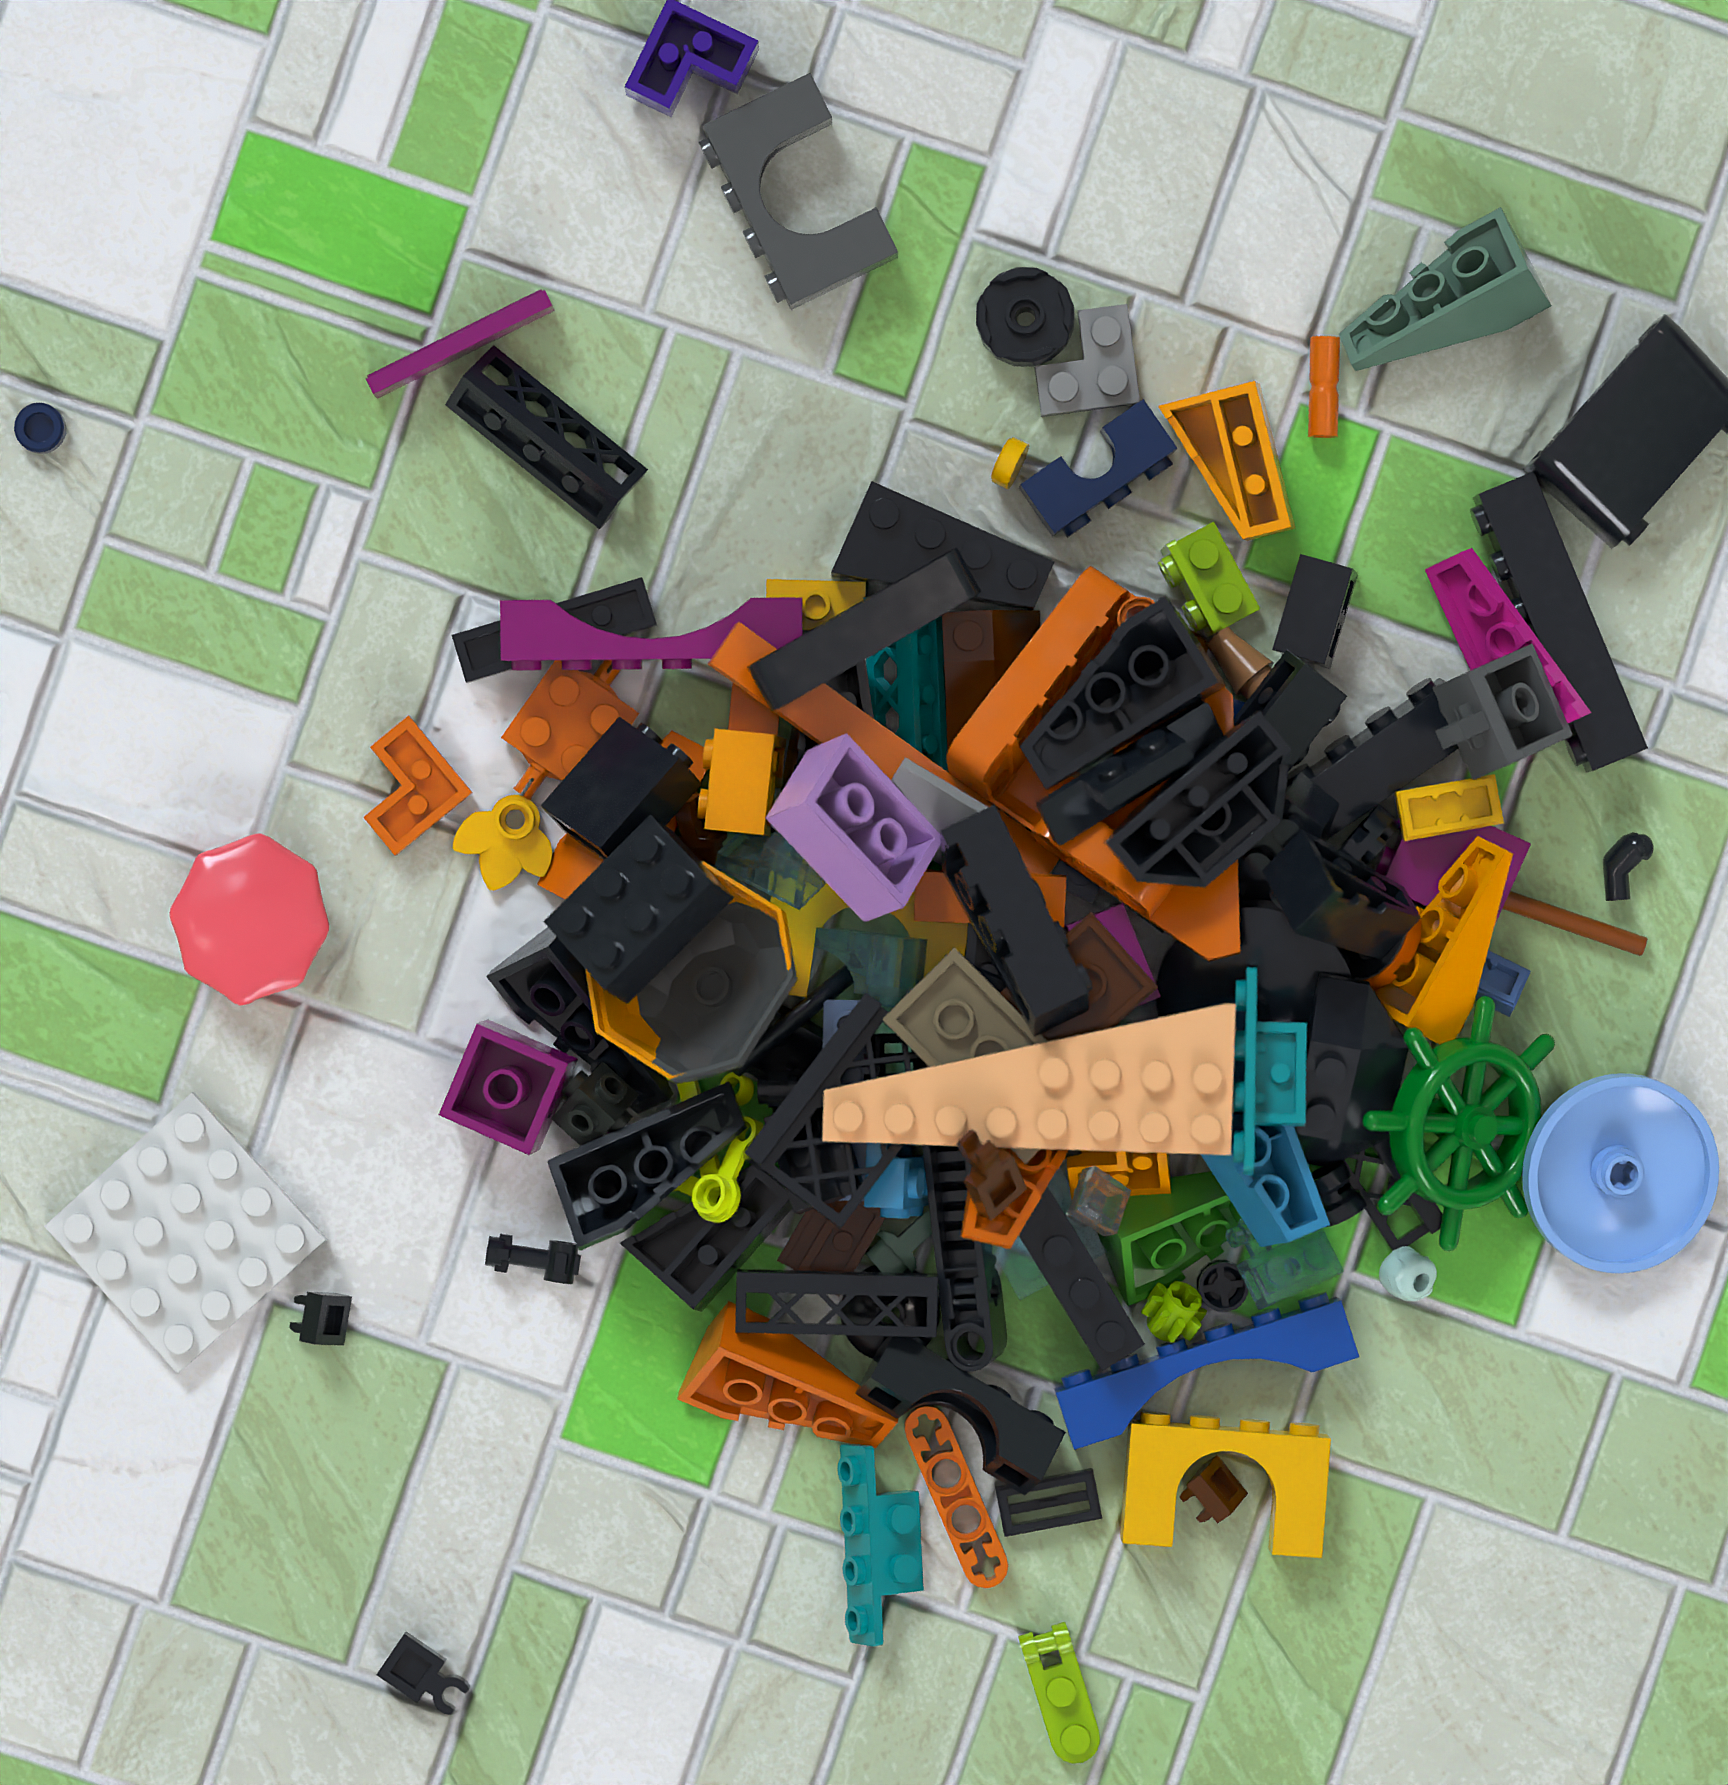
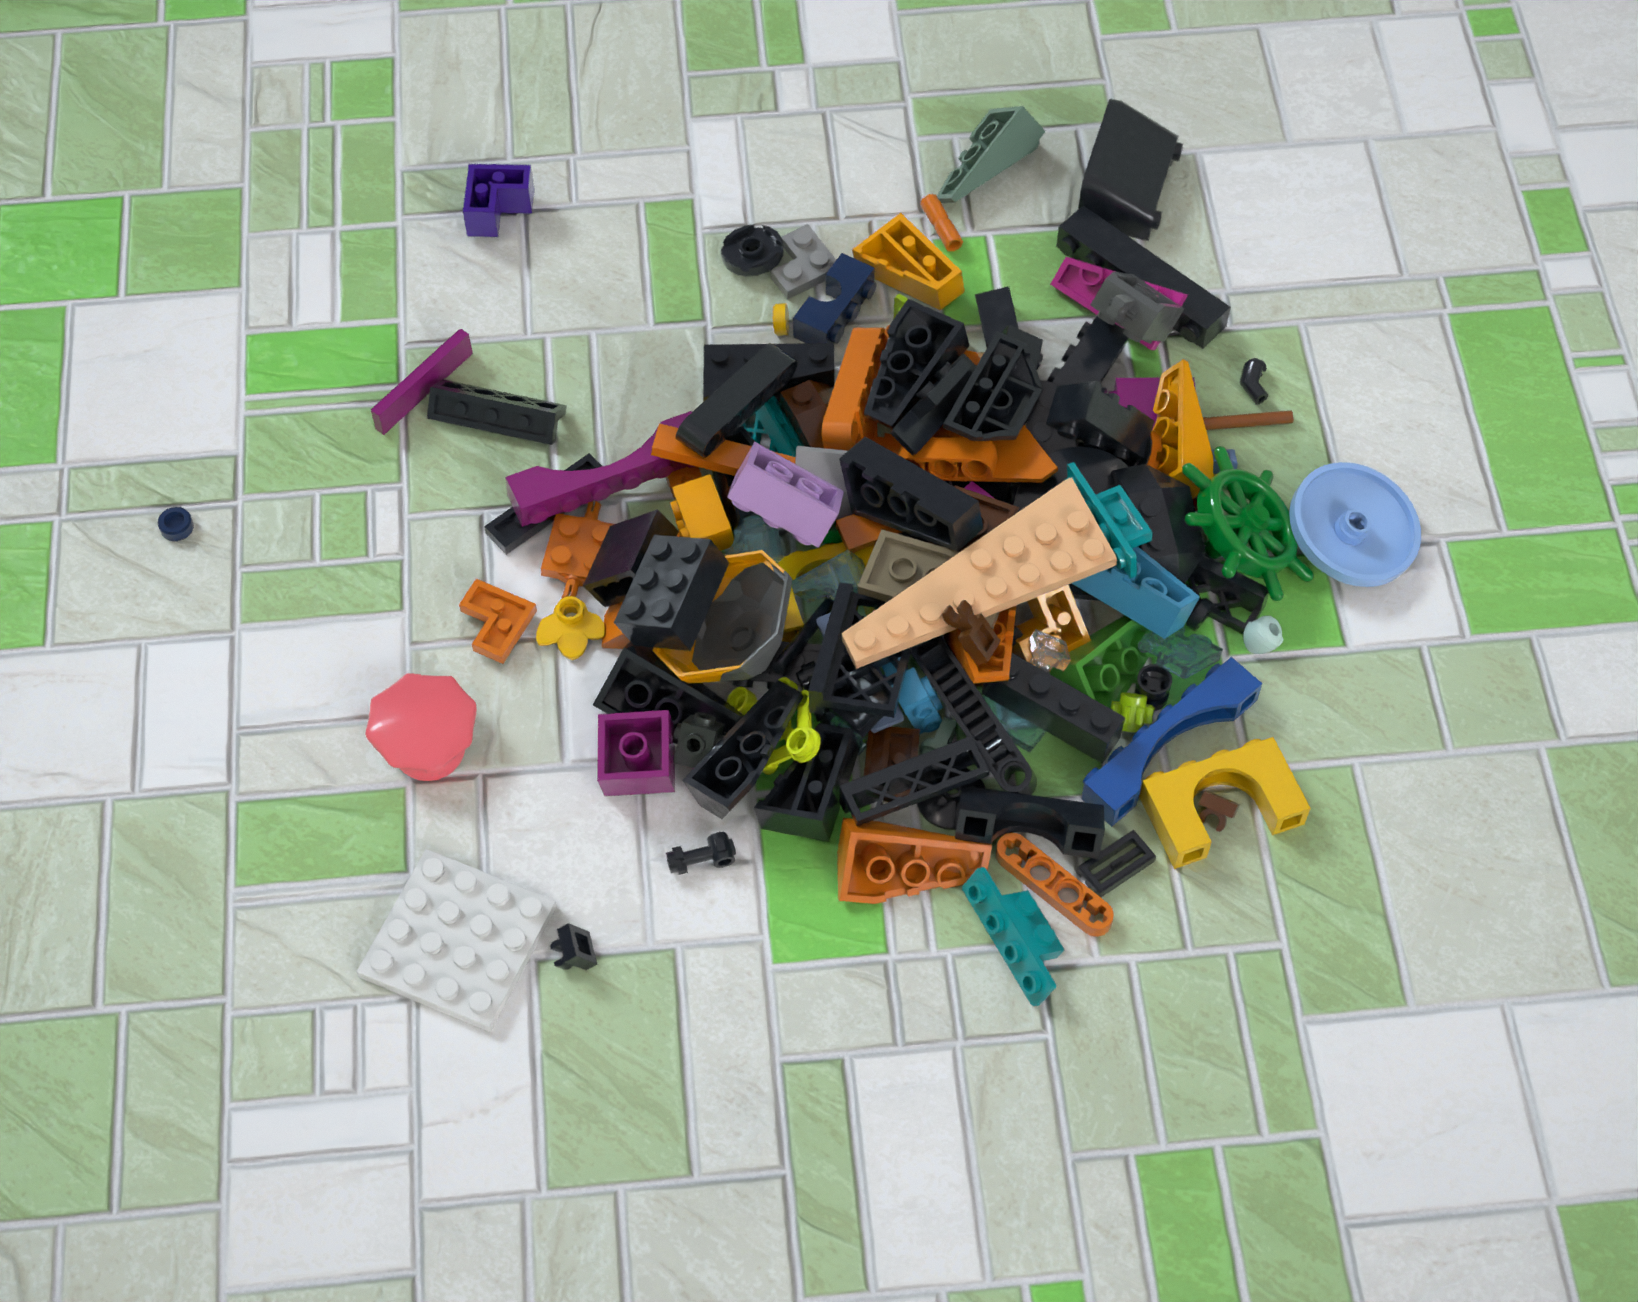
camera: 25 degrees left, 30 degrees down
(416, 1668) = (743, 1149): black plate -> none
(800, 263) = (606, 270): dark grey arch -> none
(1062, 1695) = (1191, 977): lime plate -> none
(1449, 807) = (1135, 371): yellow plate -> none

